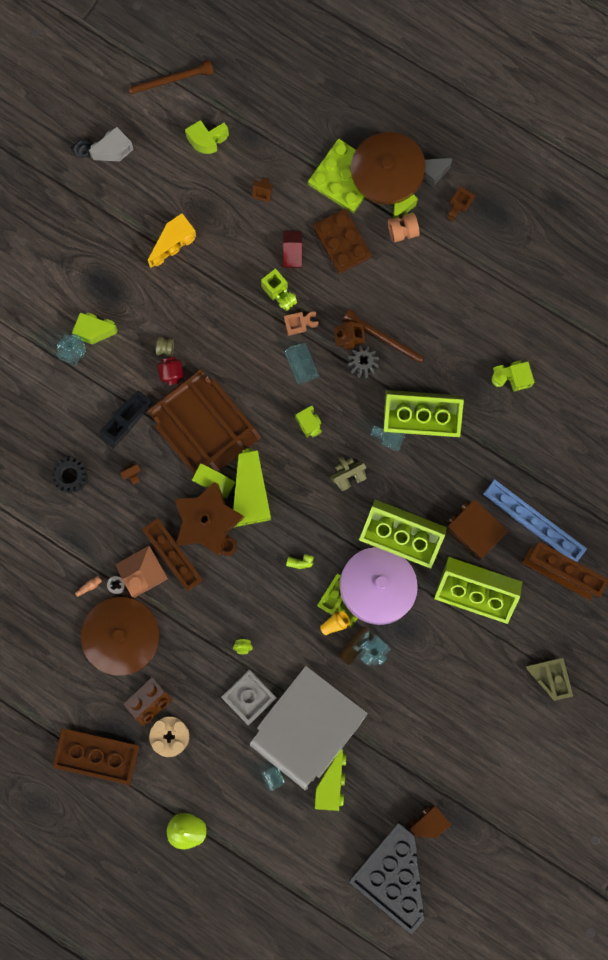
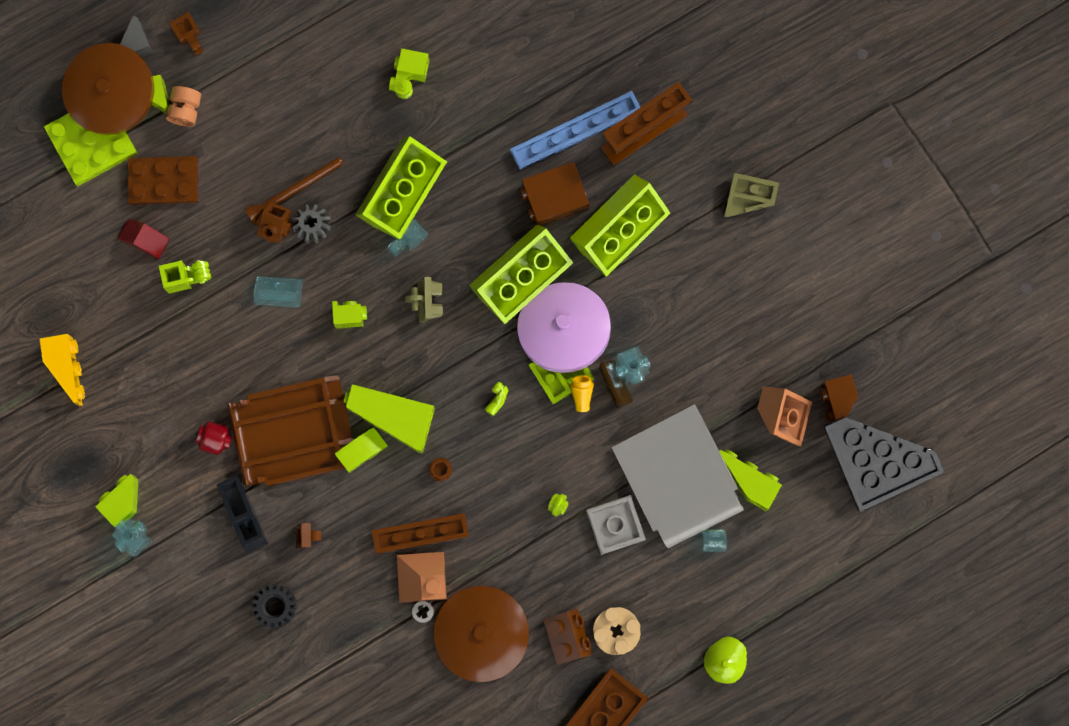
camera: 60 degrees left, 0 degrees up
(89, 585) = (409, 640): nougat piece -> none
(165, 346) = (182, 431): olive wheel -> none
(220, 520) = (418, 475): reddish brown plate -> none
(262, 190) = (59, 238): reddish brown tile -> none
(297, 323) = (231, 274): nougat plate -> none
(395, 786) = (784, 413): none -> nougat slope

